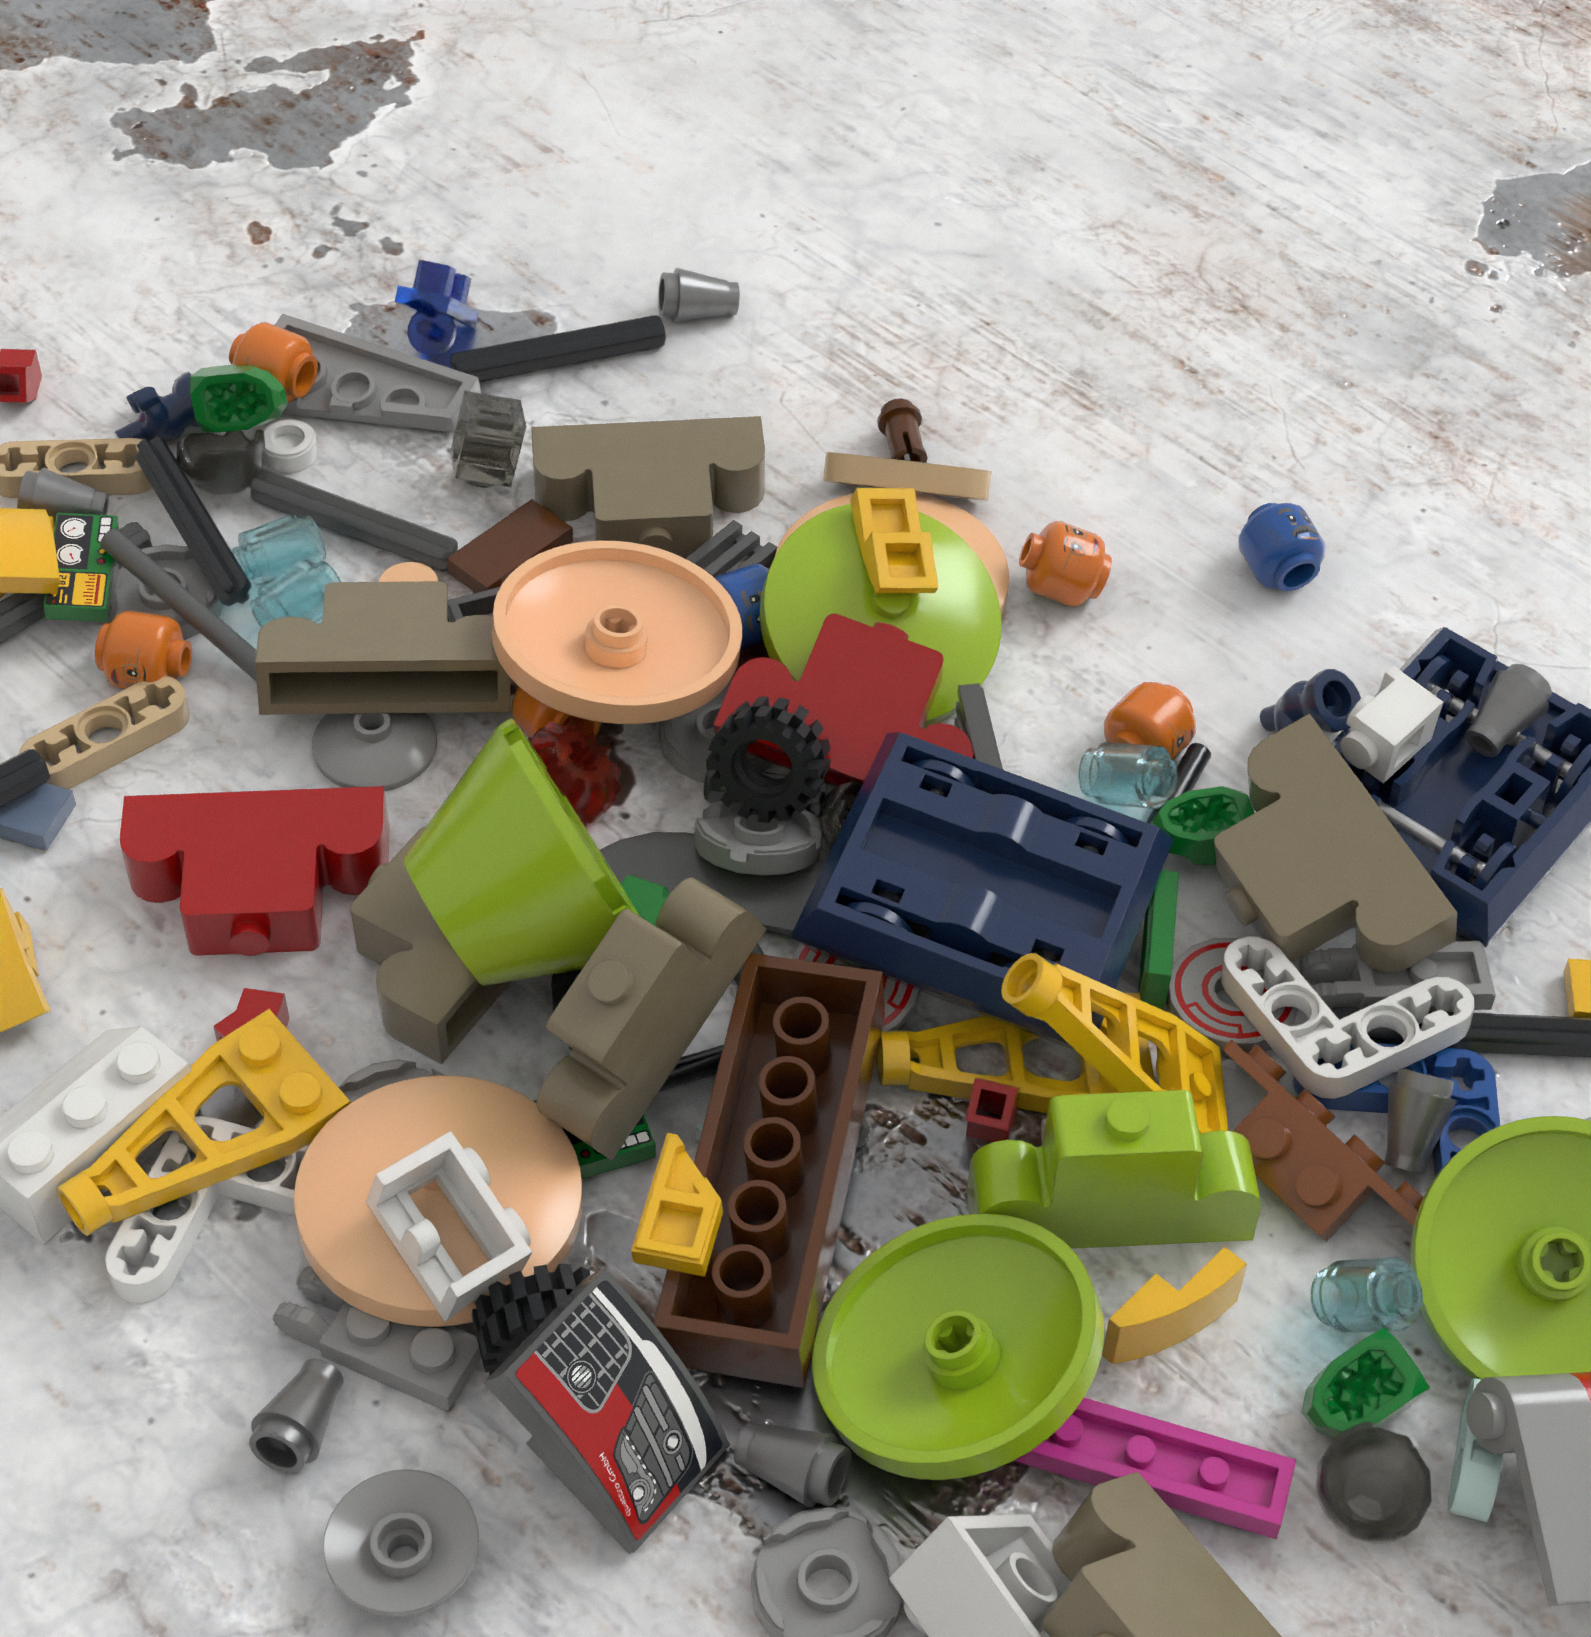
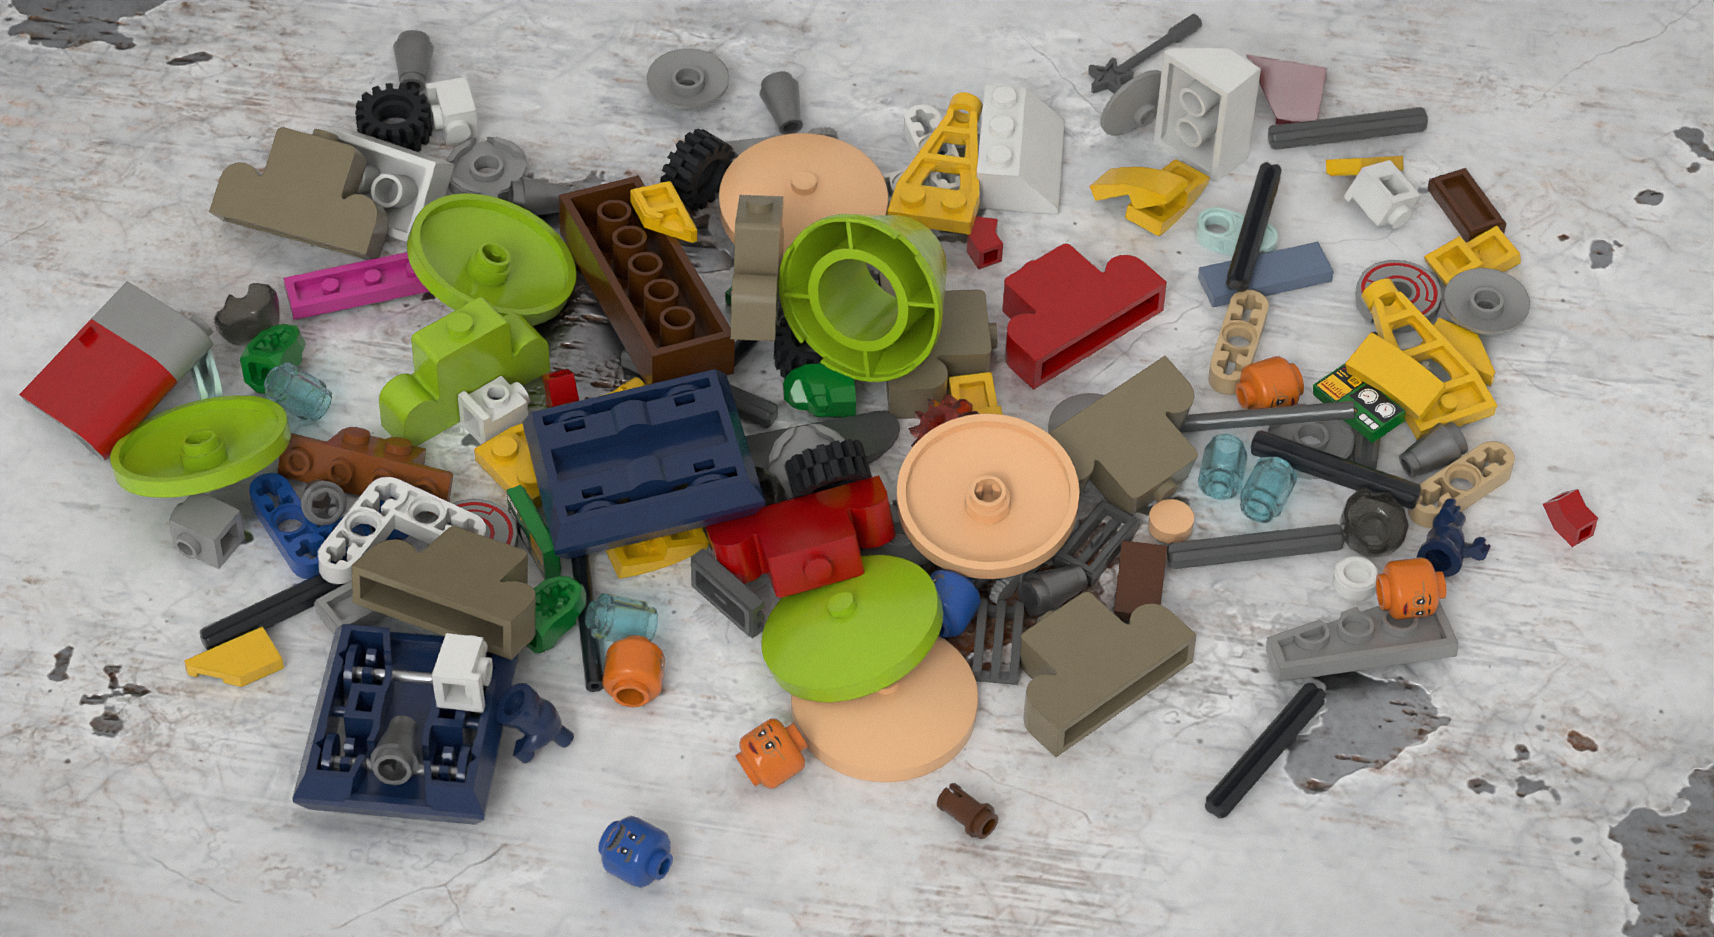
camera: 145 degrees right, 0 degrees up
(235, 397) = (1397, 539): green rock -> none
(437, 300) = (1364, 706): clear blue hips -> none
(465, 1184) = (765, 155): white window -> none
(487, 439) = (1219, 619): clear smoke brick -> none
(611, 1409) = (636, 135): slope -> none
(696, 296) = (1216, 844): flat silver cone -> none
(891, 541) = (863, 623): yellow slope -> none
(895, 473) = (897, 769): tan beam -> none
(1065, 1002) = (456, 449): yellow plate -> none
(1163, 1316) = (394, 346): yellow slope -> none

